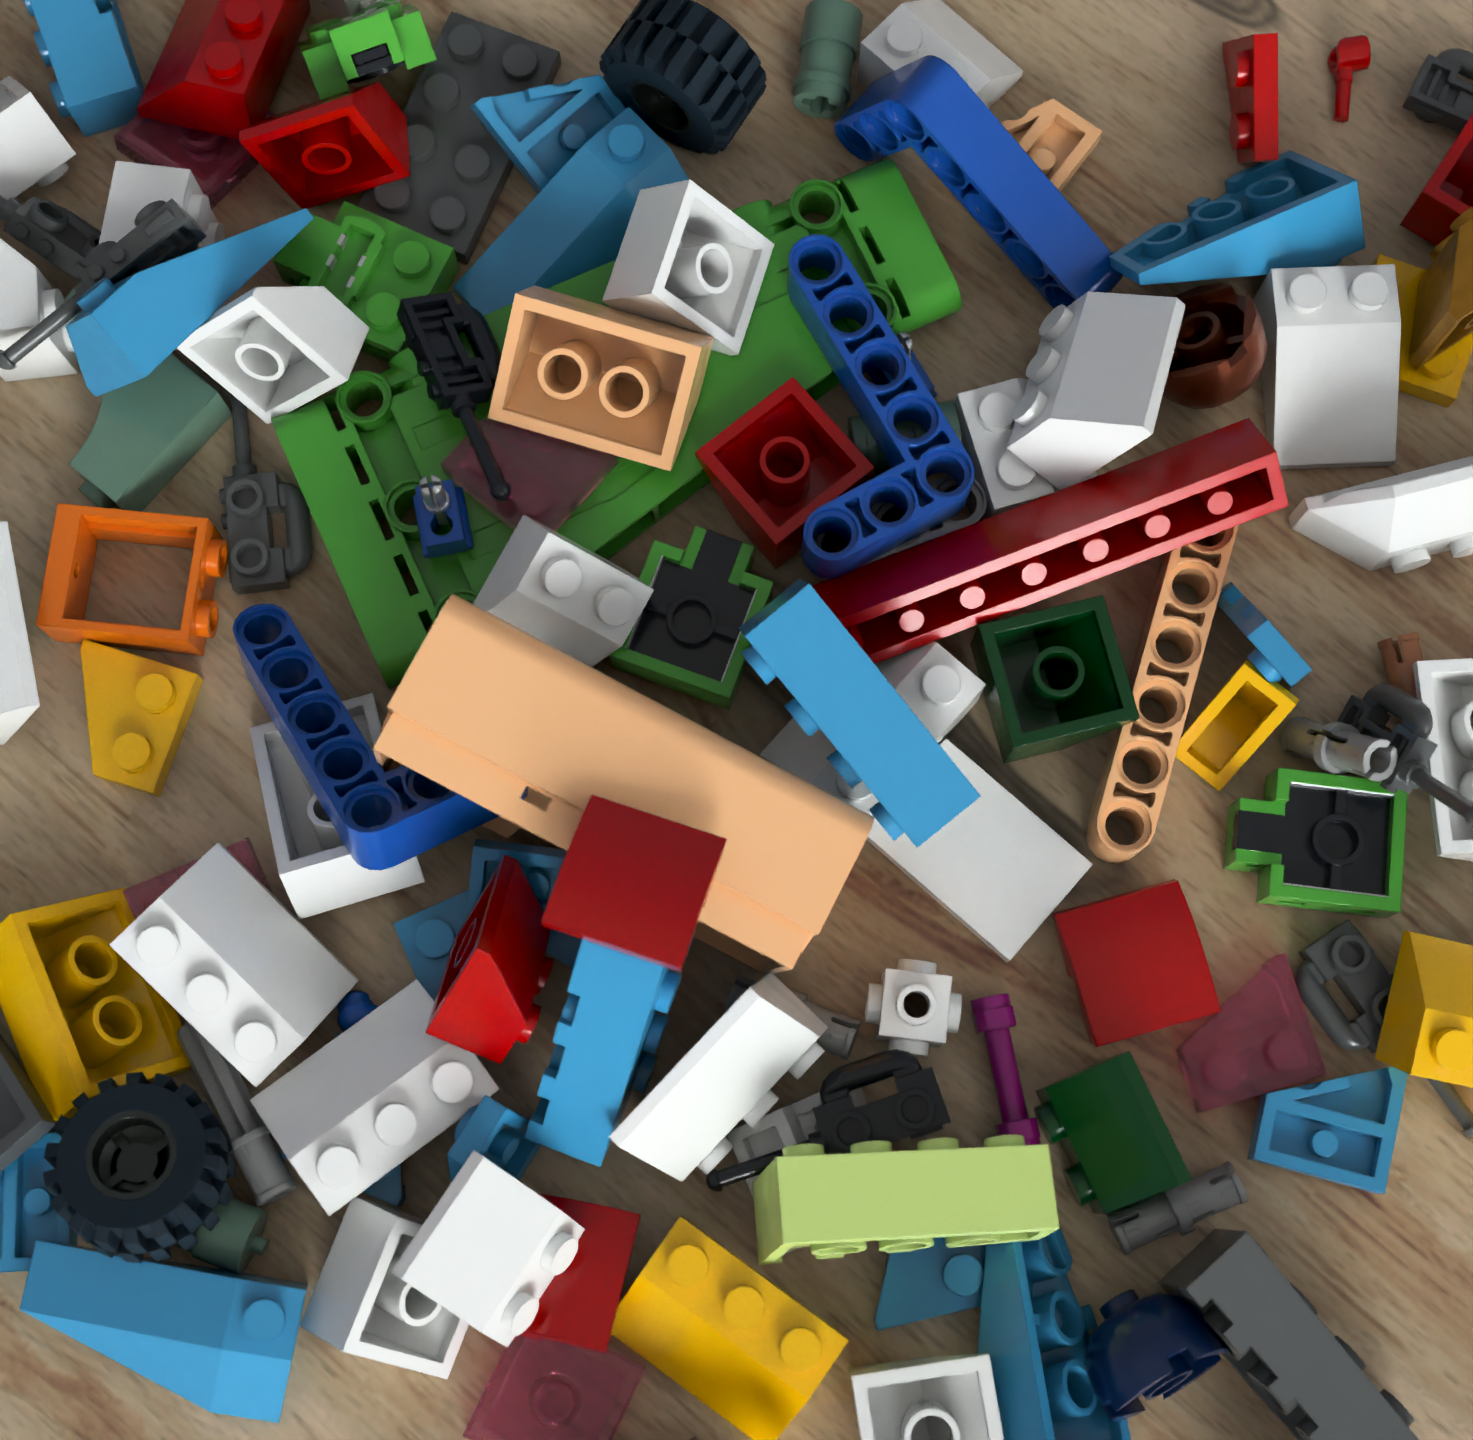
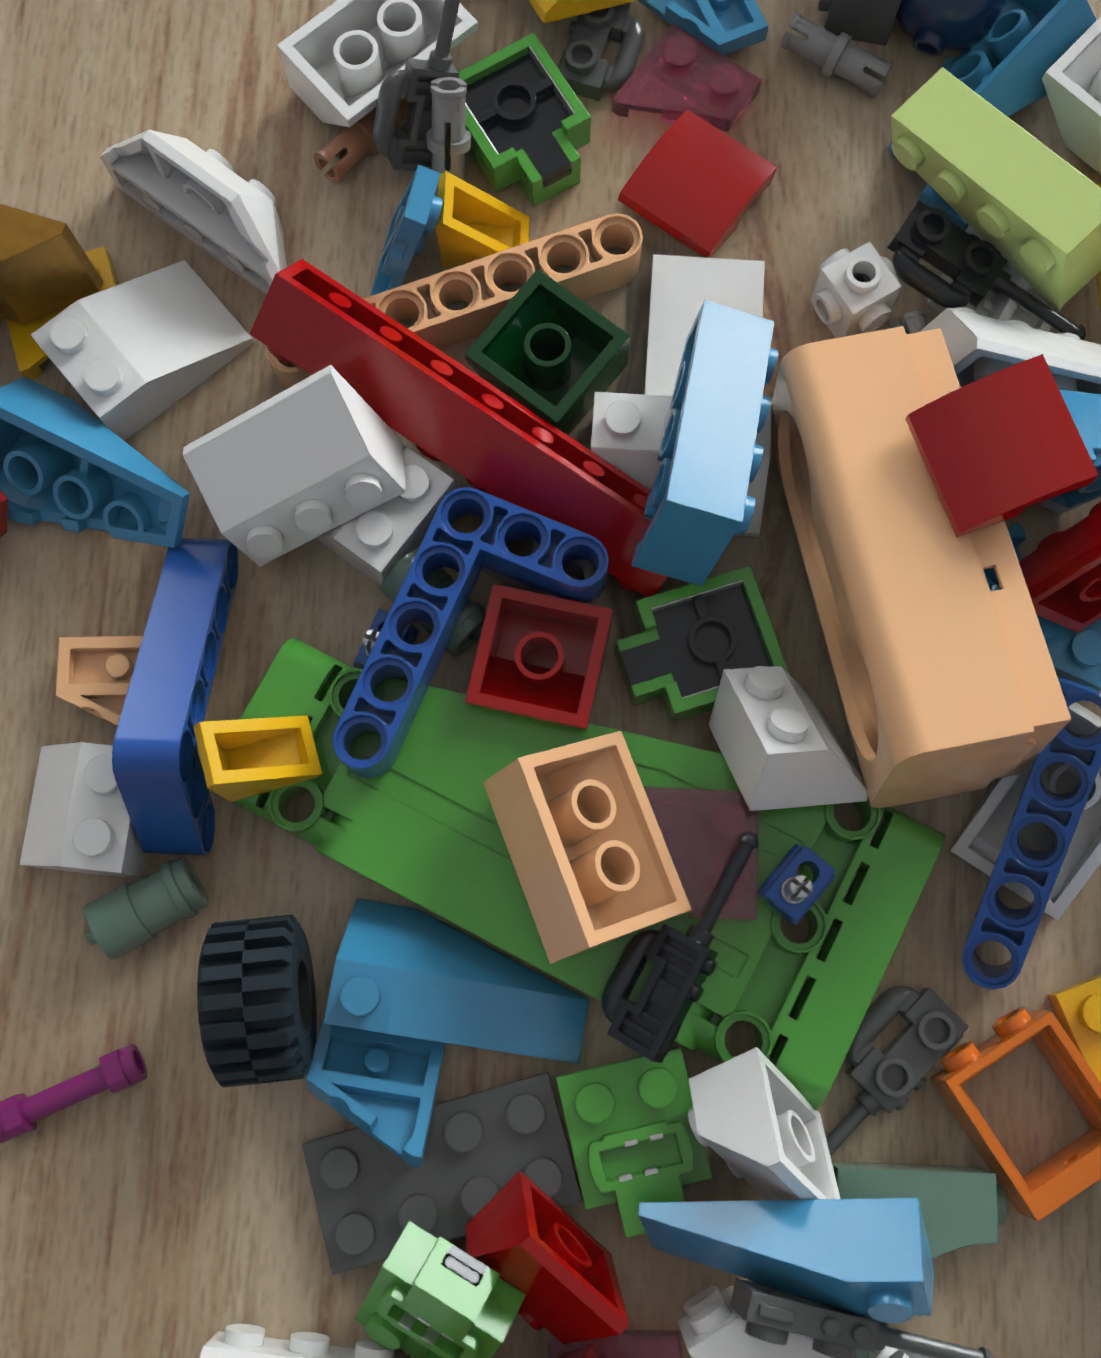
camera: 125 degrees left, 0 degrees up
(689, 264) = (437, 852): white slope -> none
(873, 186) = (256, 754): none -> yellow slope
(994, 1017) = (868, 184): magenta bar -> none
(1110, 1135) = (832, 110): dark green slope -> none
(1216, 348) = (184, 411): copper cylinder -> none

